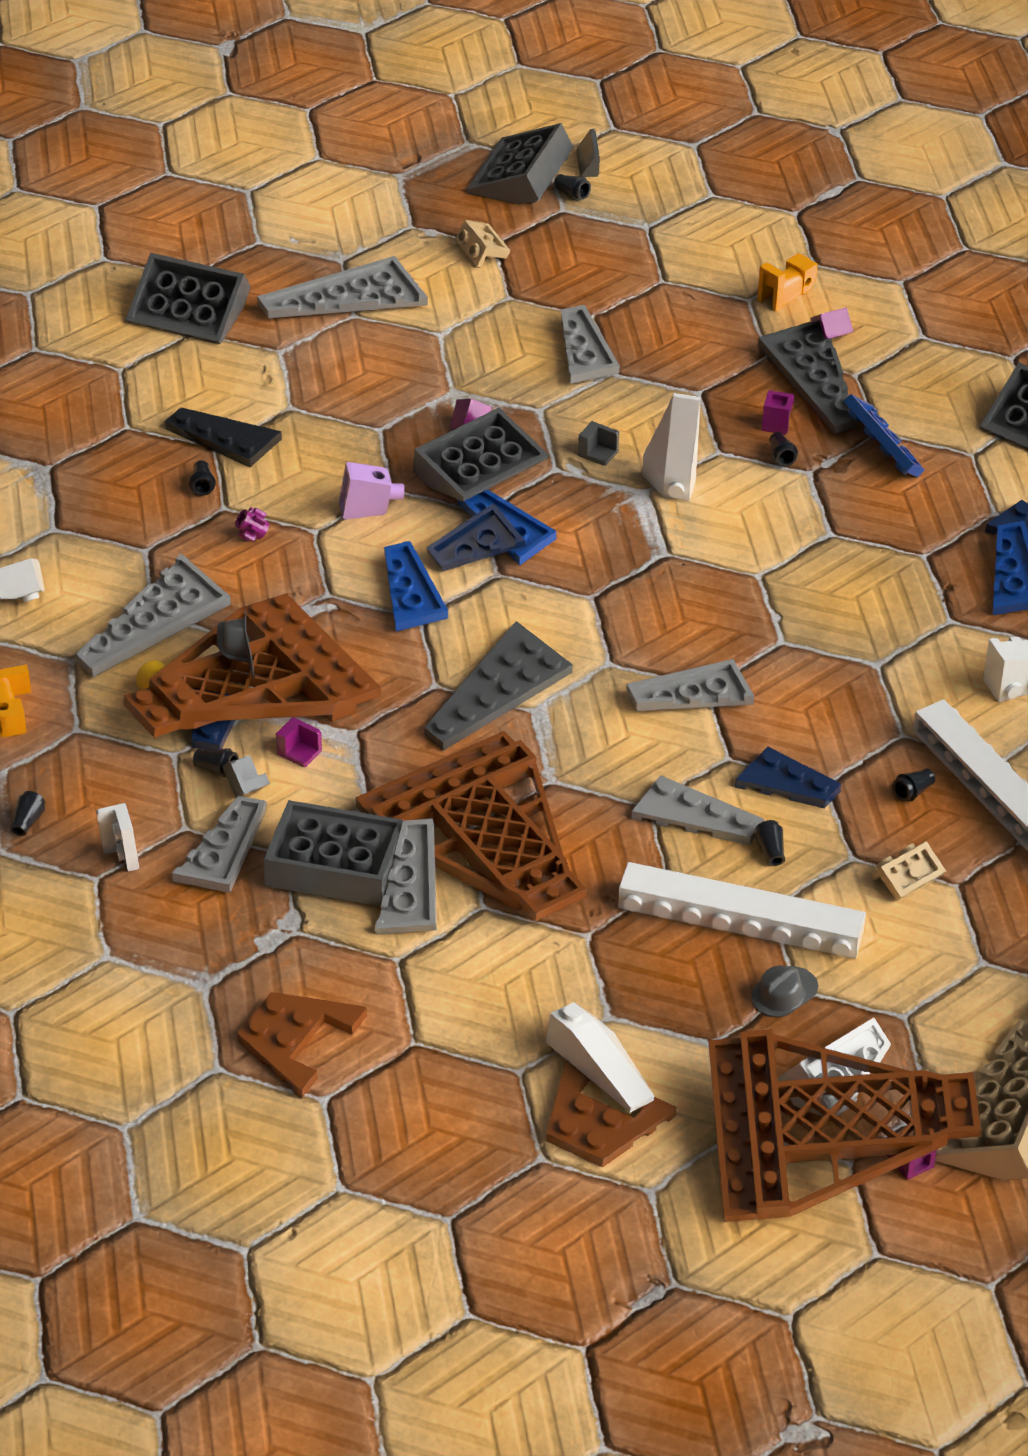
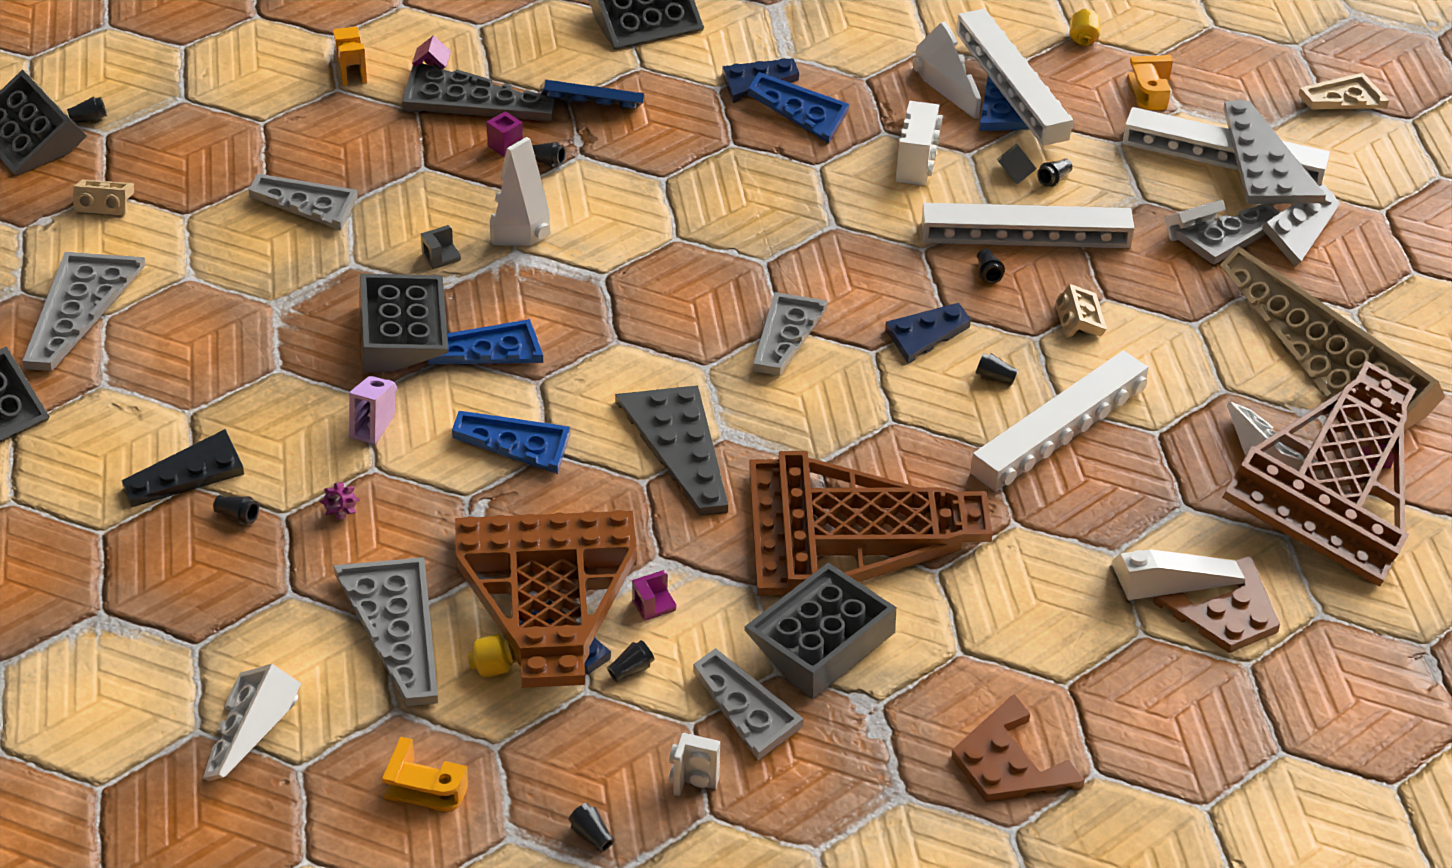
camera: 60 degrees left, 0 degrees up
(234, 642) = (529, 565): dark grey piece -> none
(244, 776) = (676, 653): panel -> none
(411, 886) = (916, 608): light grey wing -> none
(466, 411) = (330, 304): magenta panel -> none
(476, 539) = (499, 368): dark blue wing -> none
(588, 155) = (58, 82): dark grey slope -> none
(697, 812) = (917, 399): light grey wing -> none
(783, 990) = (1156, 440): dark grey piece -> none

